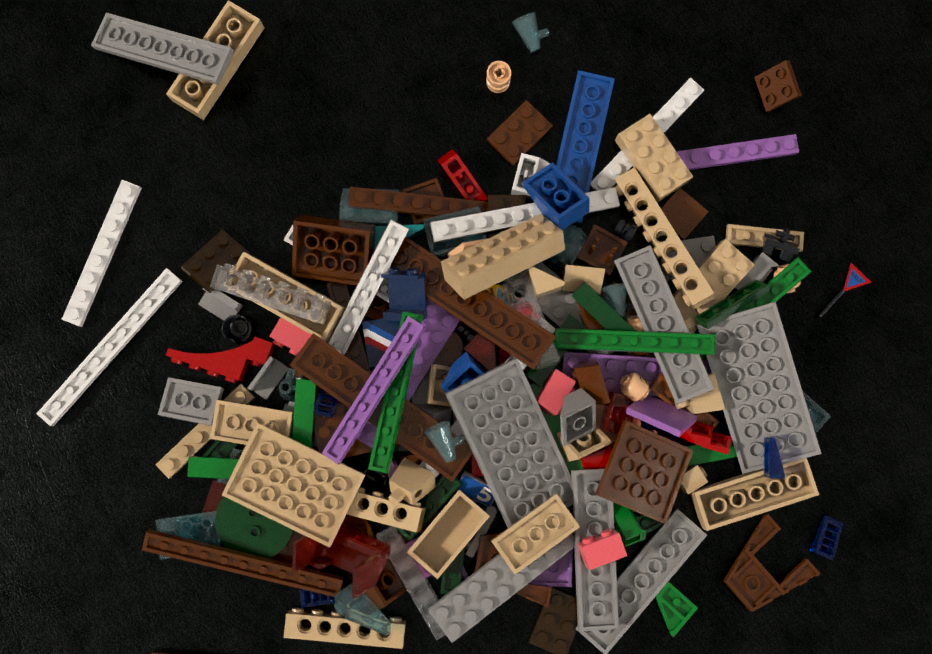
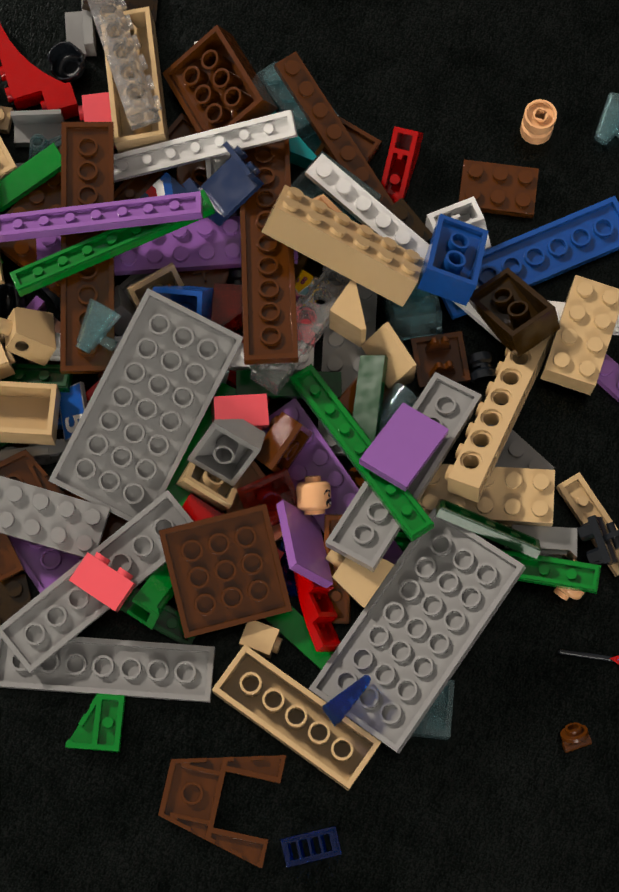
camera: 55 degrees right, 10 degrees down
(319, 412) = (46, 185): clear blue slope -> none
(535, 534) = (67, 497): tan plate -> none
(614, 186) = (515, 312): none -> dark brown slope
(653, 315) = (403, 446): none -> medium lavender tile
(683, 213) = (550, 417): reddish brown tile -> none
(872, 345) = (575, 737): none -> reddish brown plate

